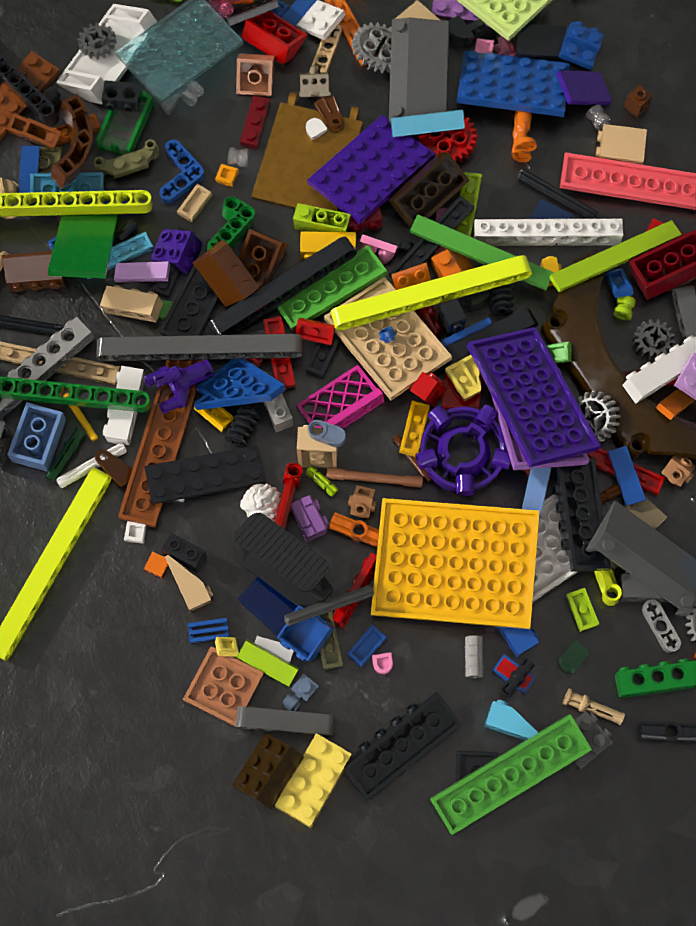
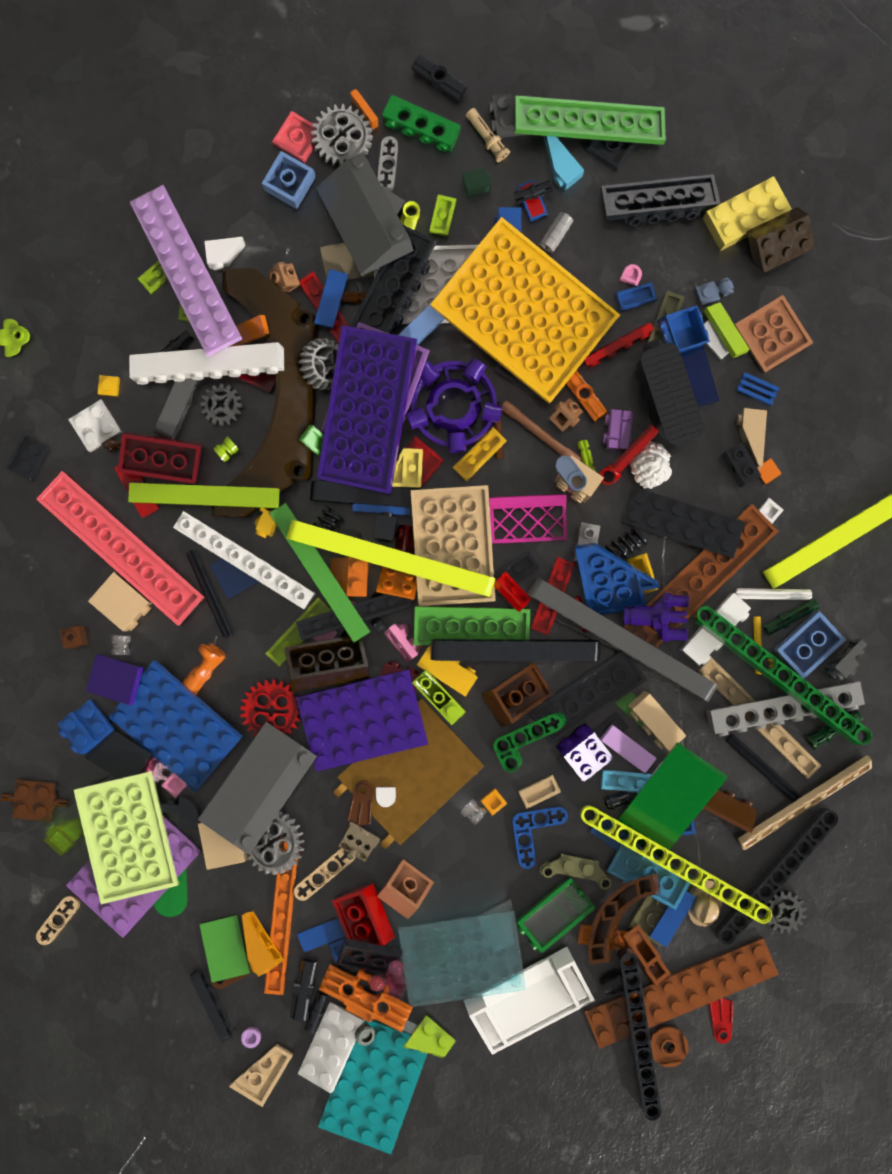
camera: 150 degrees left, 15 degrees up
(97, 41) = (527, 1023): dark grey gear -> none
(114, 467) = (756, 577): reddish brown piece -> none
(122, 92) = (544, 939): black brick -> none
(192, 93) = (476, 905): clear wheel -> none
(225, 274) = (558, 692): reddish brown slope -> none
(226, 646) = (752, 364): light yellow tile -> none
(255, 122) = (434, 840): dark red plate -> none
(285, 721) = (742, 272): dark grey beam -> none
(321, 19) = (308, 908): white plate -> none
(329, 605) = (650, 335): dark grey axle -> none
(387, 334) = (454, 543): blue plate -> none
(427, 123) = (284, 729): medium azure tile -> none
(429, 388) = (448, 475): red brick -> none
(619, 283) = (216, 470): blue tile -> none

